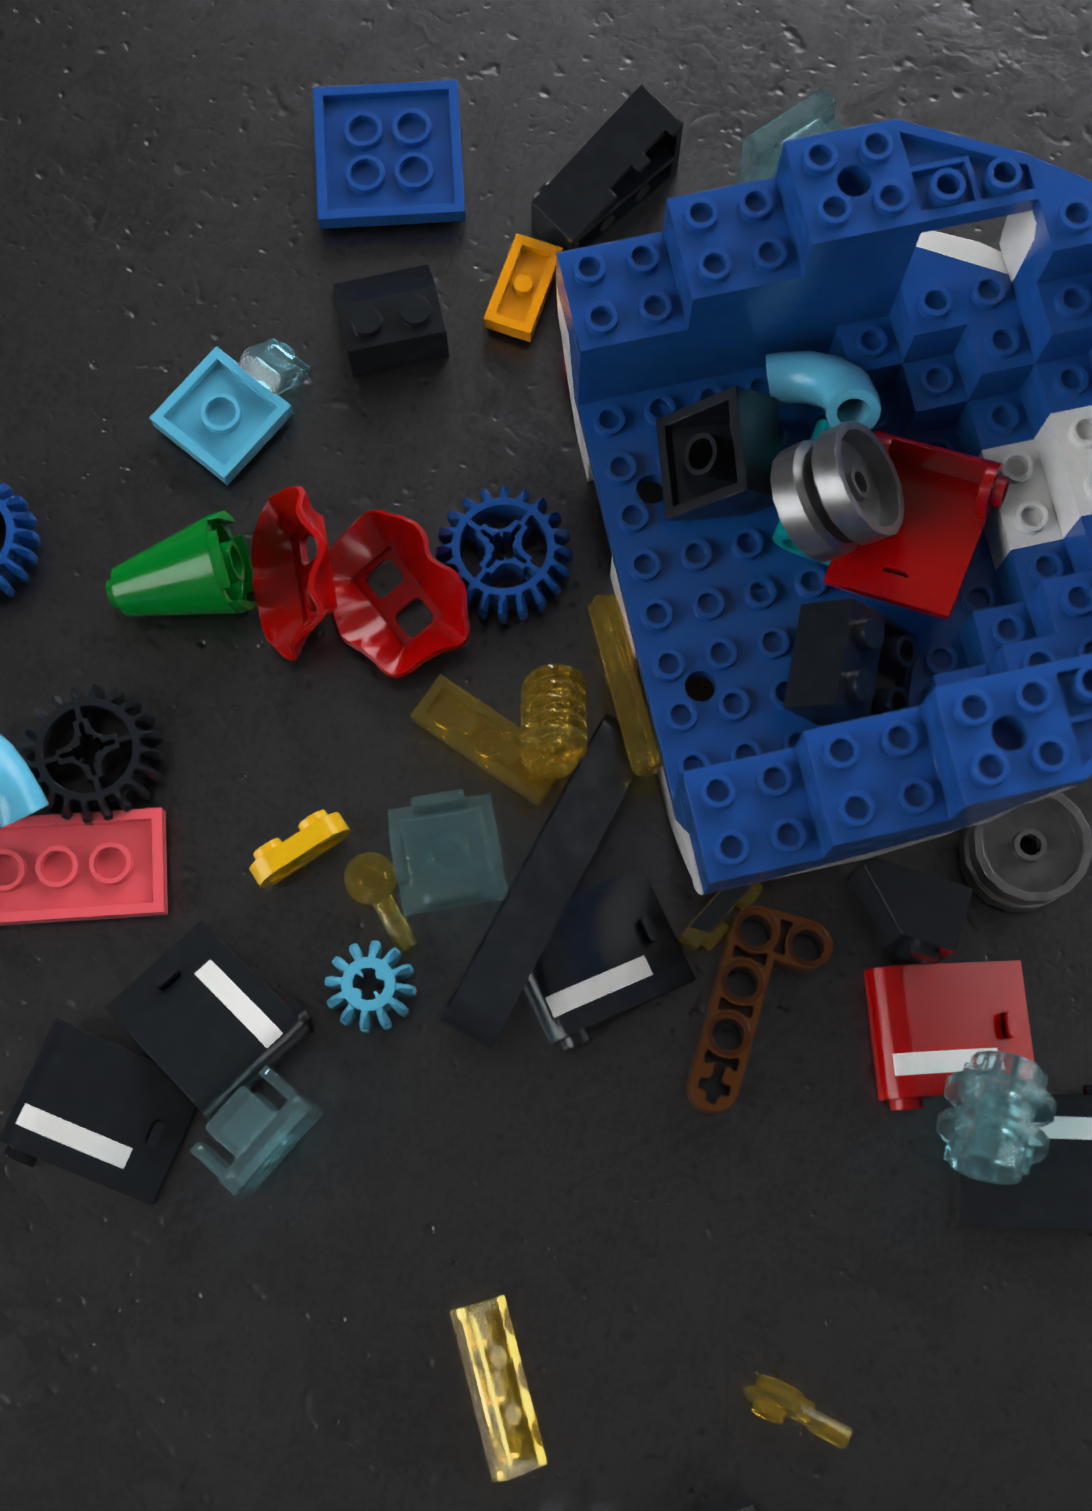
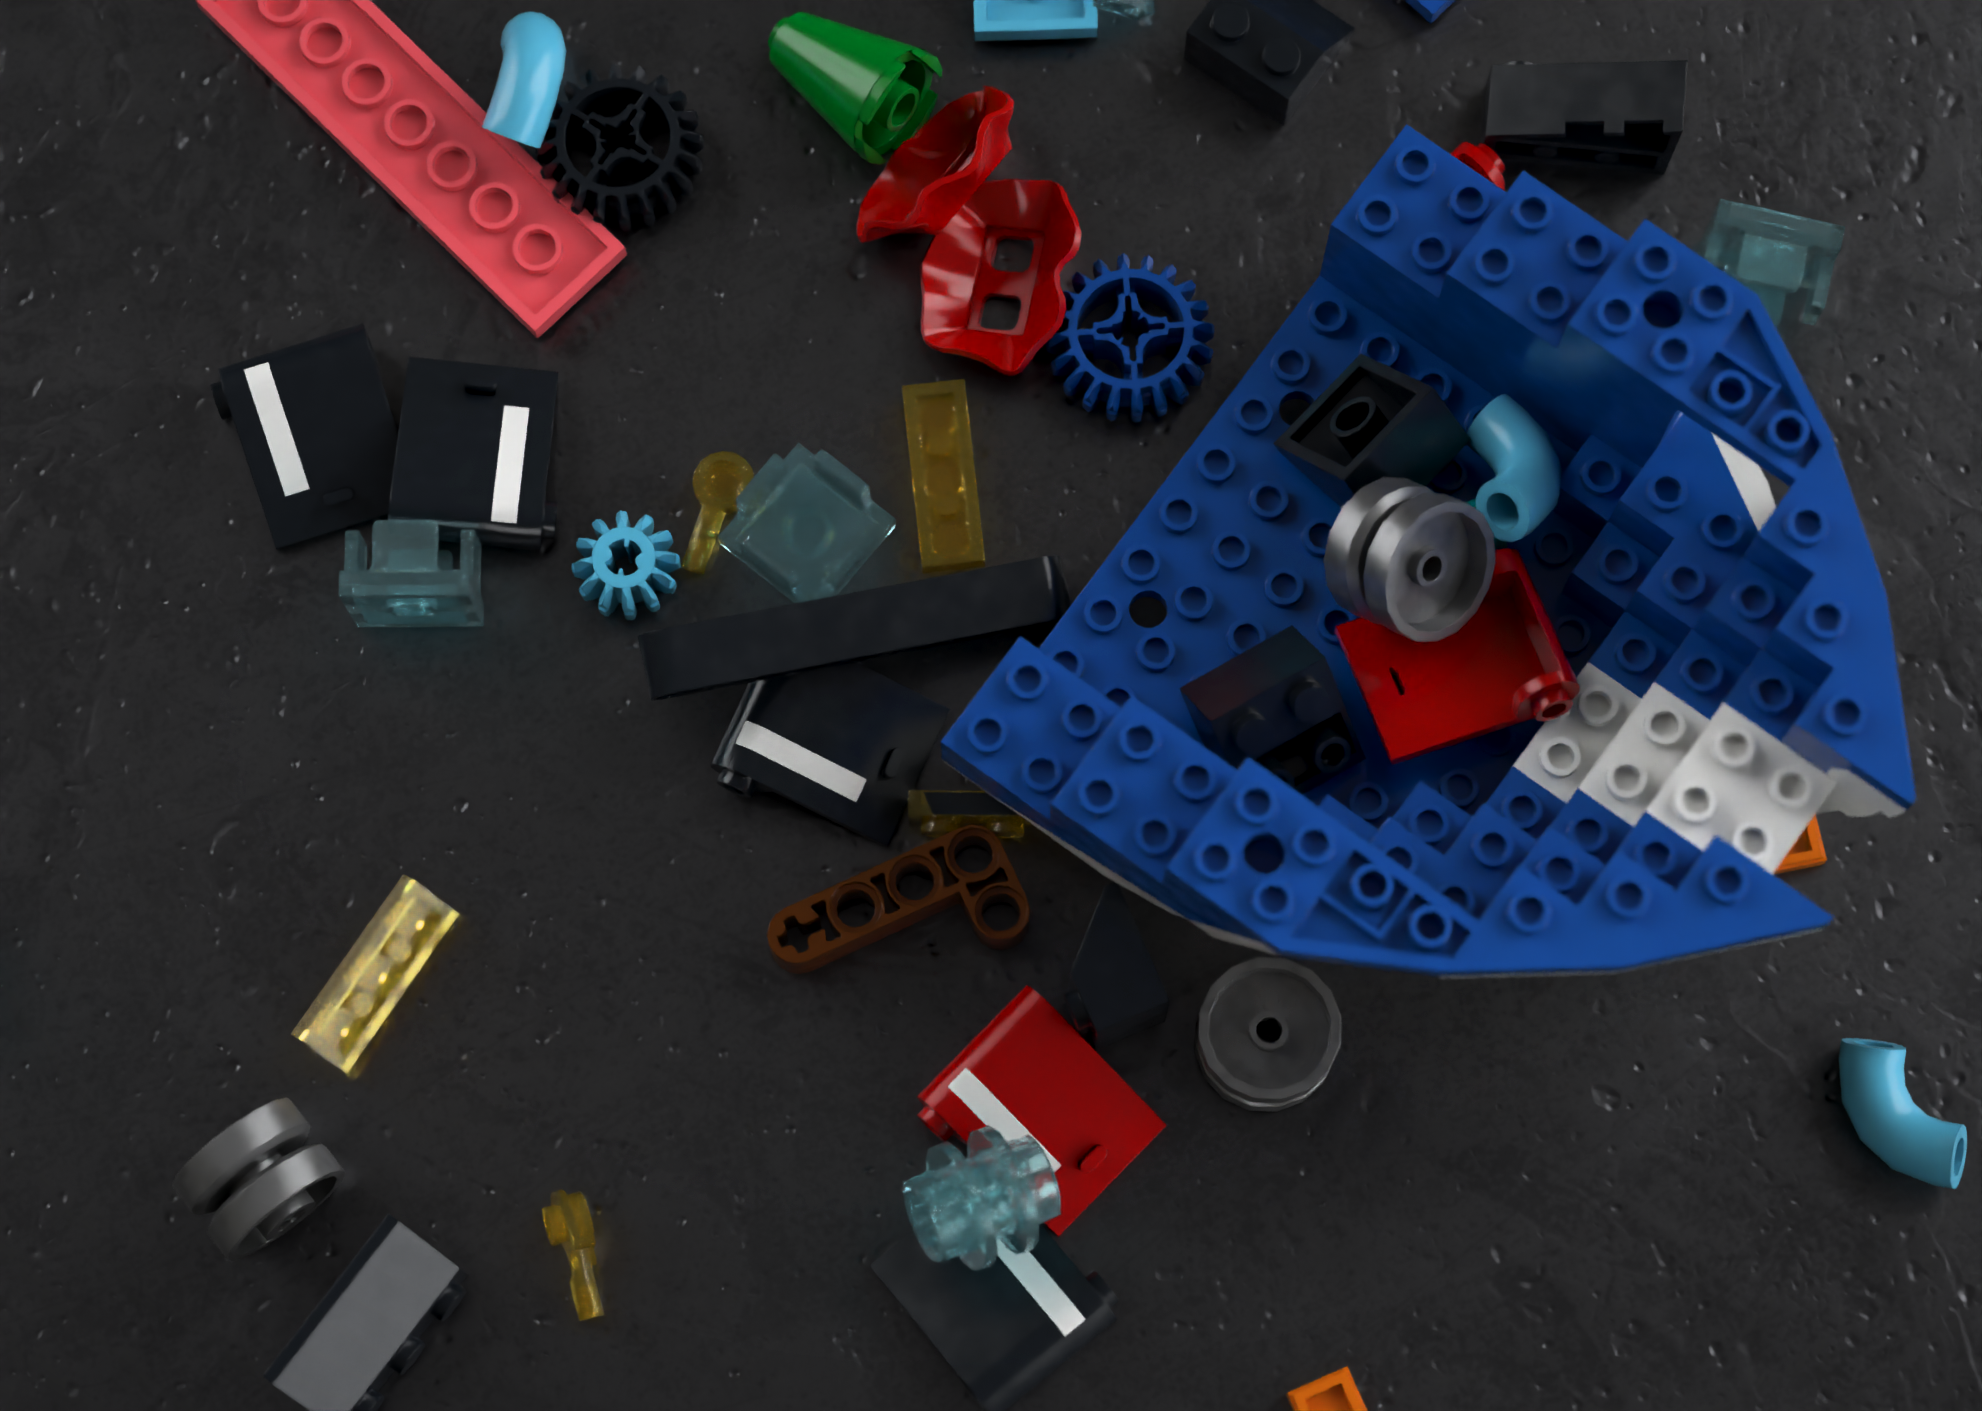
camera: 50 degrees right, 0 degrees up
(280, 859) = (717, 402): yellow plate -> none
(522, 288) = (1434, 113): light orange plate -> none
(553, 720) = (1004, 511): clear yellow piece -> none
(625, 685) = (1081, 564): clear yellow axle -> none

